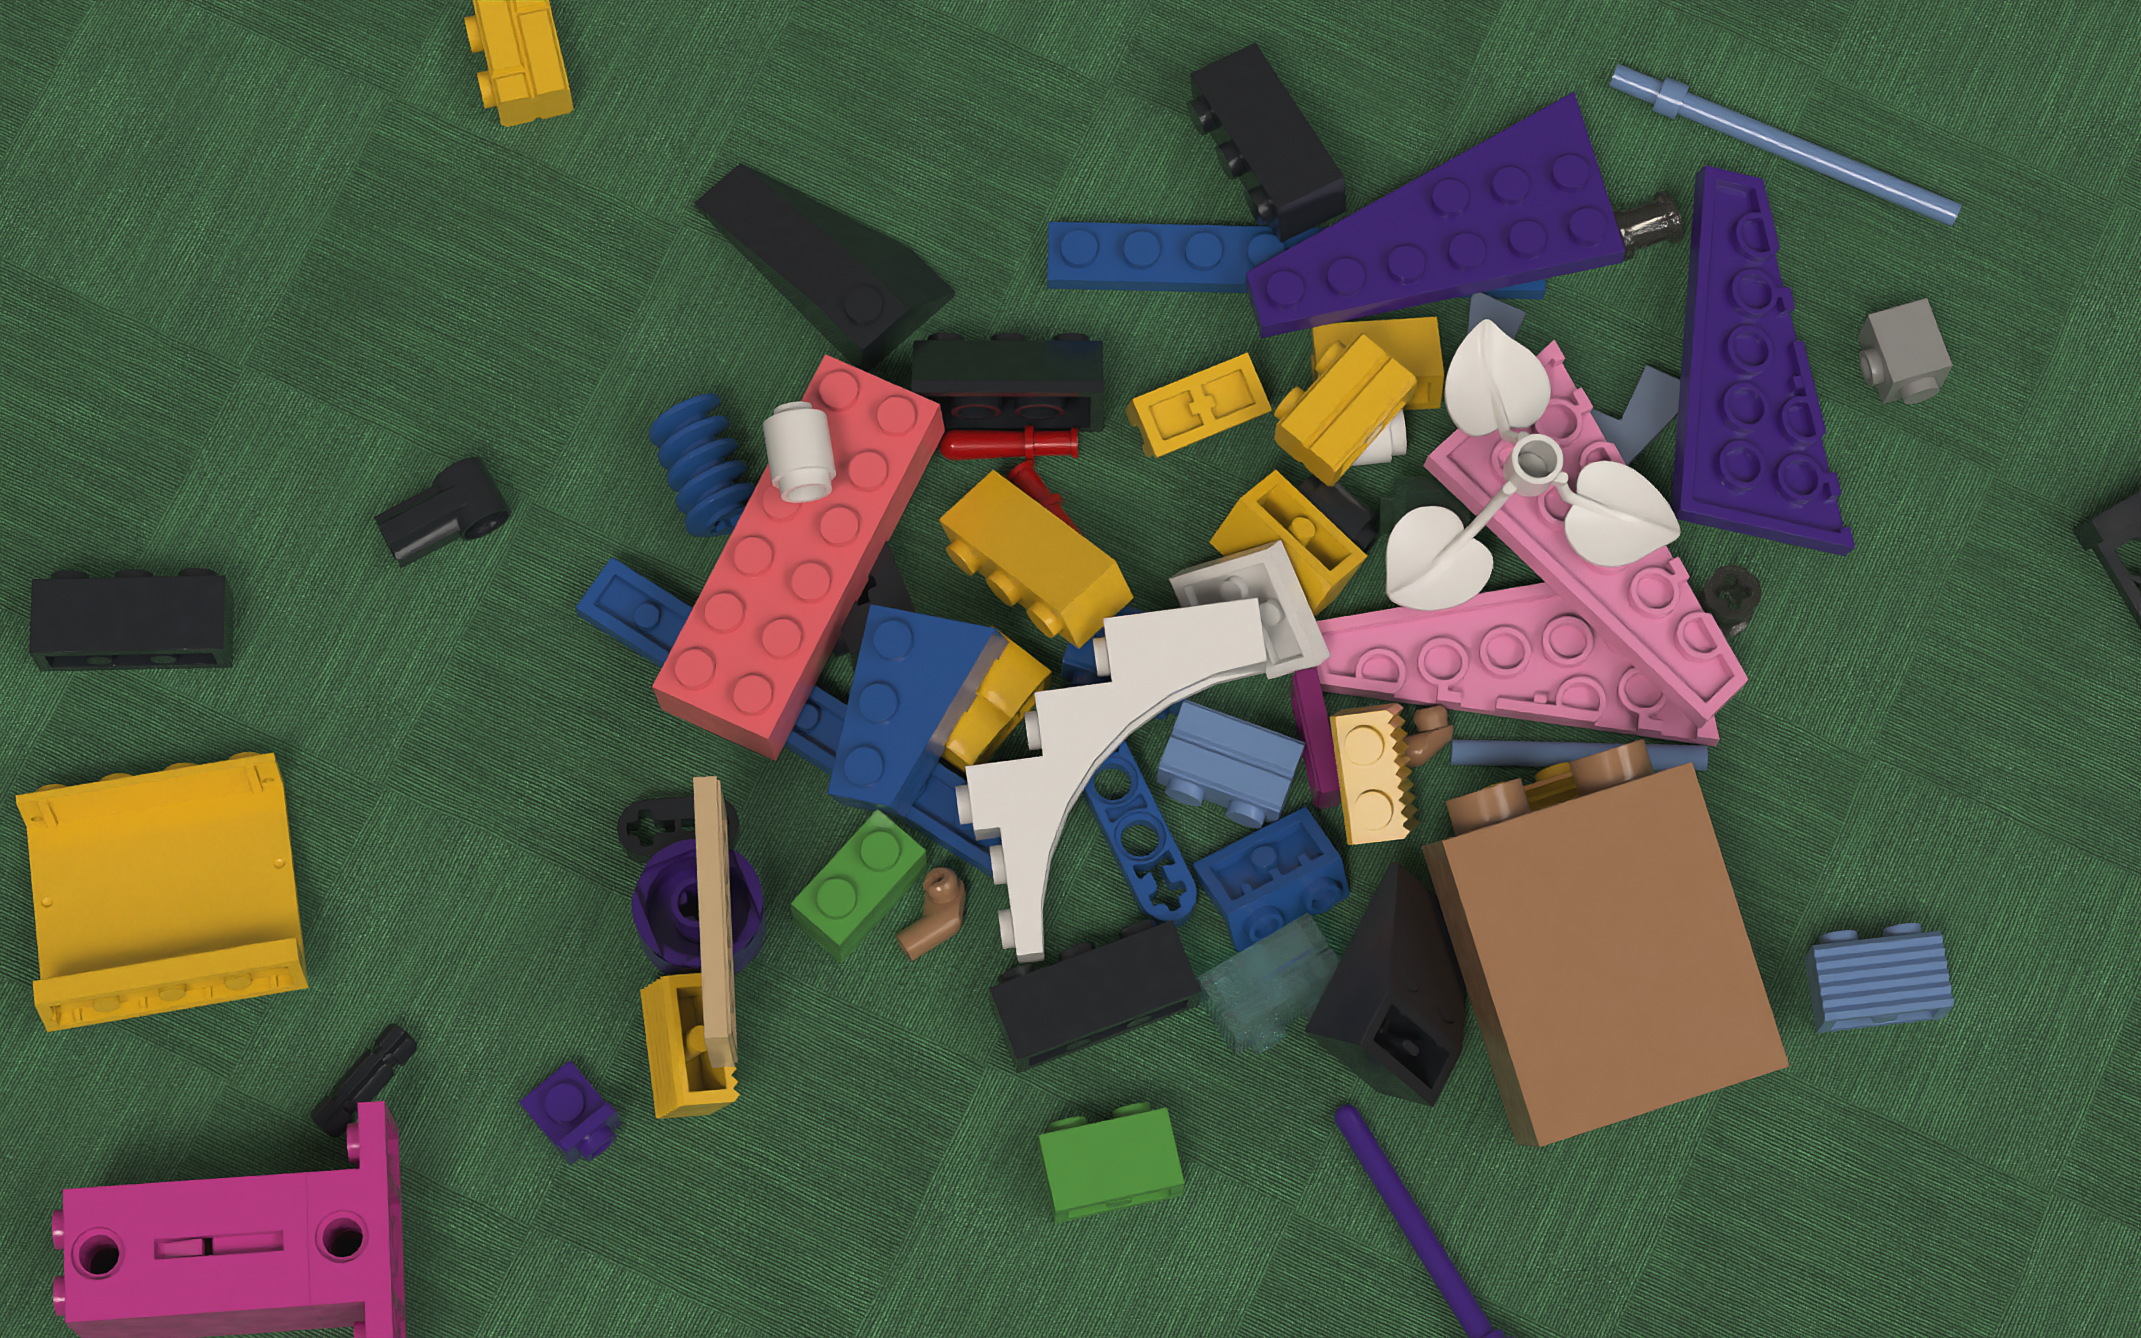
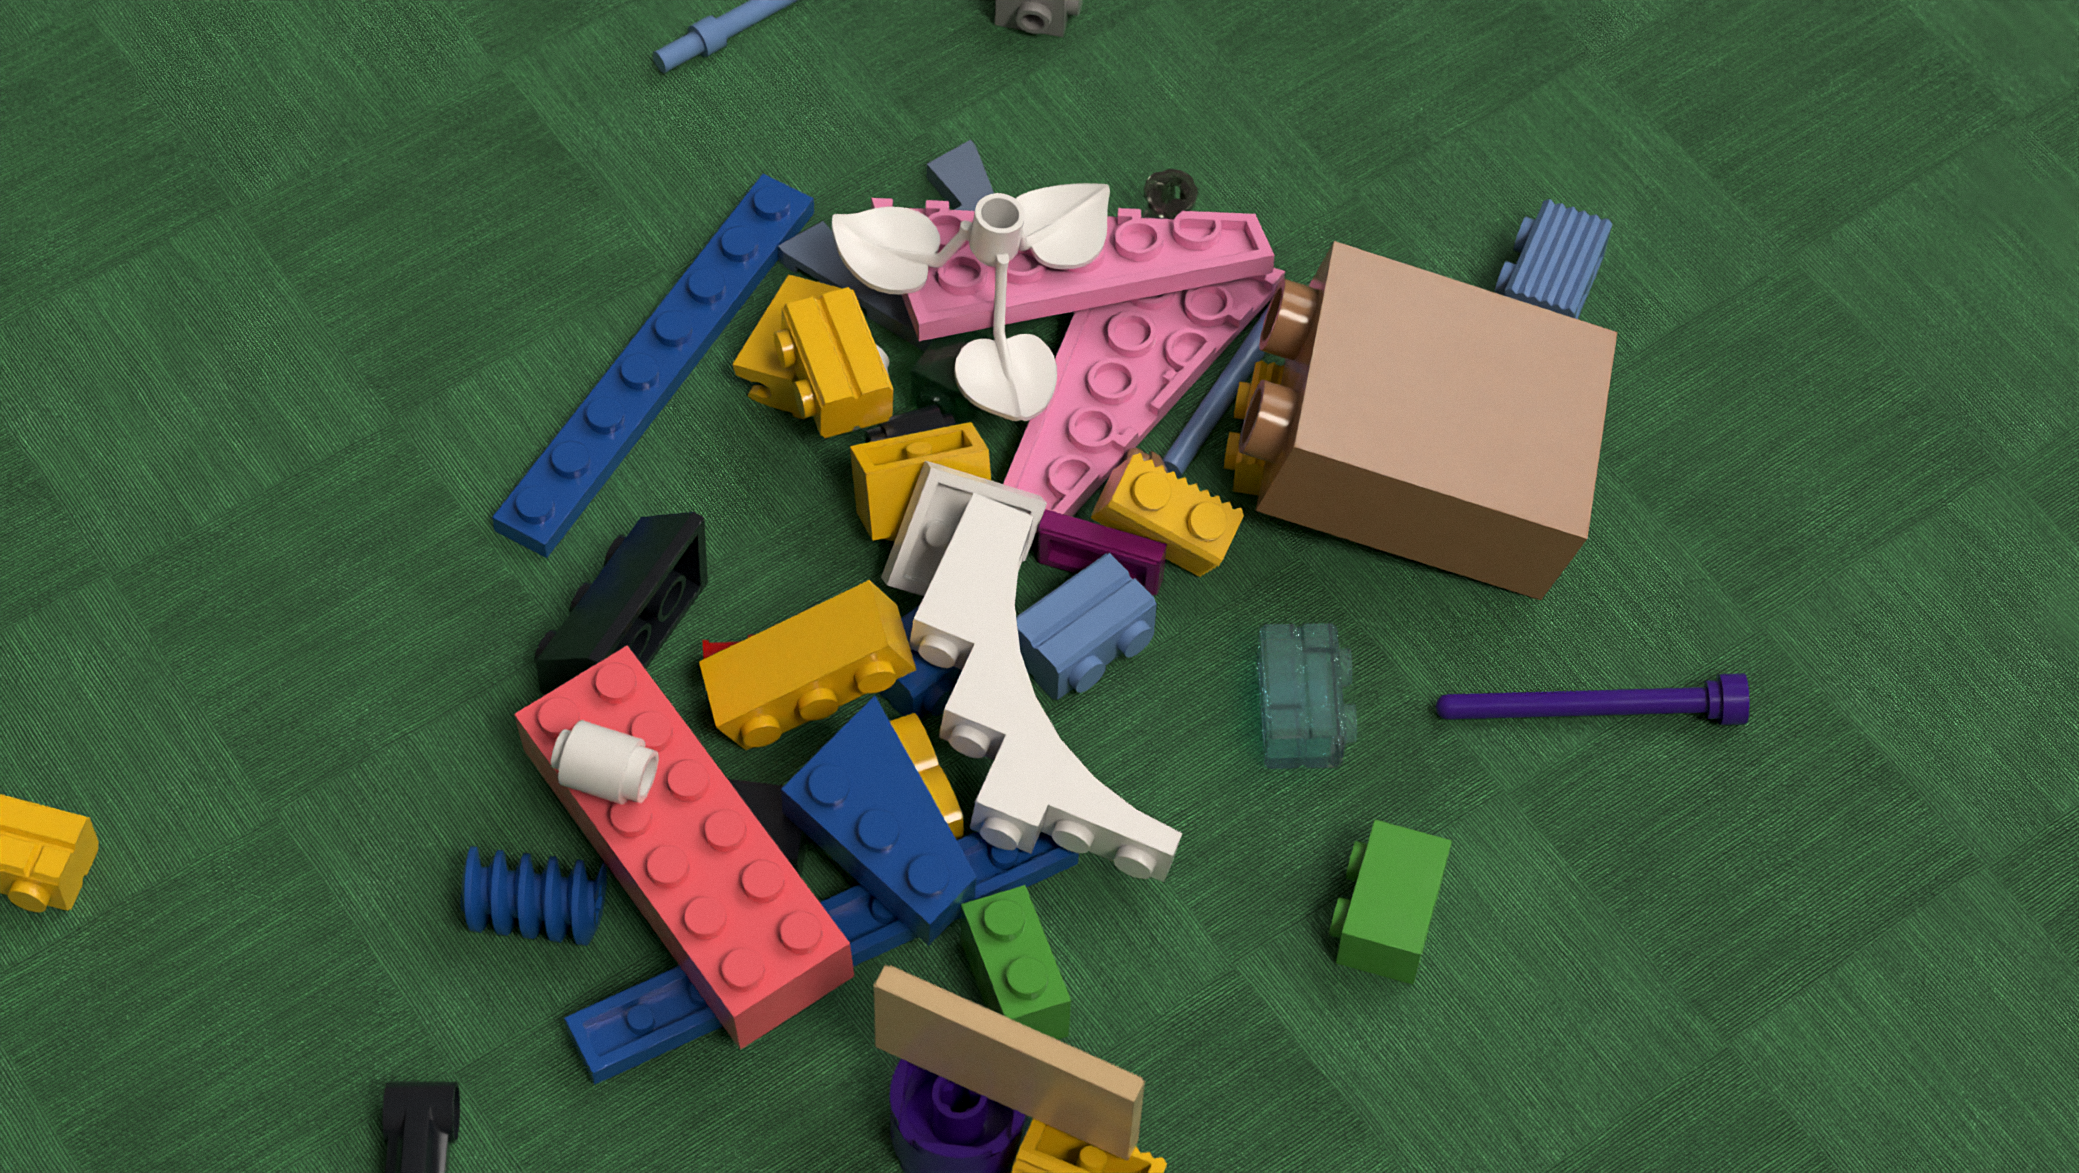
camera: 60 degrees left, 15 degrees down
(666, 813) = (846, 1094): black beam -> none
(836, 272) = (418, 708): black wedge -> none
(941, 914) = (1076, 926): medium nougat arm -> none
(991, 444) = (683, 638): red piece -> none
(1093, 994) = (1227, 837): black brick -> none
(1134, 809) = (1076, 718): blue beam -> none
(1198, 406) = (746, 486): yellow hinge -> none
(1266, 143) = (546, 313): black brick -> none
(1273, 878) = (1204, 648): blue bracket -> none
(1396, 995) = (1388, 608): black slope -> none
(1481, 222) = (724, 211): dark purple wing -> none
(1649, 223) = (806, 102): clear smoke bush -> none
(1747, 394) = (992, 103): dark purple wing -> none

